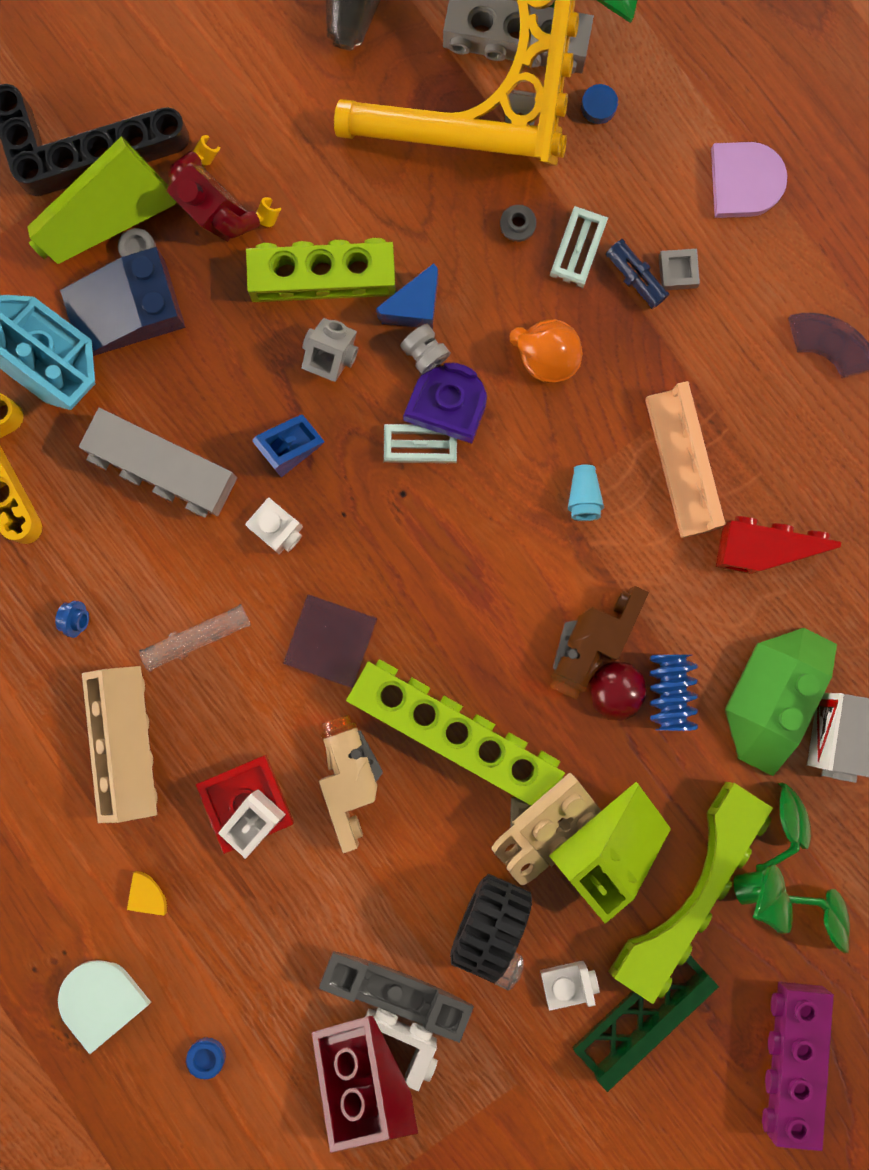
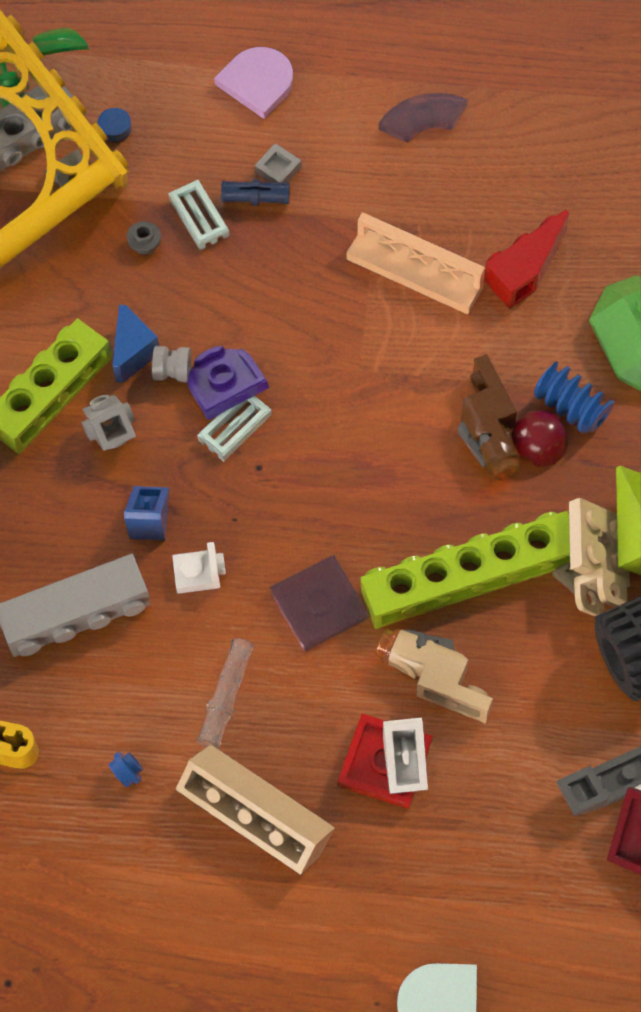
camera: 45 degrees left, 20 degrees down
(146, 895) = (389, 896): yellow tile -> none
(205, 1058) = (557, 960): blue tile -> none
(549, 350) = (252, 287): orange piece -> none
(585, 494) = (377, 345): medium azure cone -> none

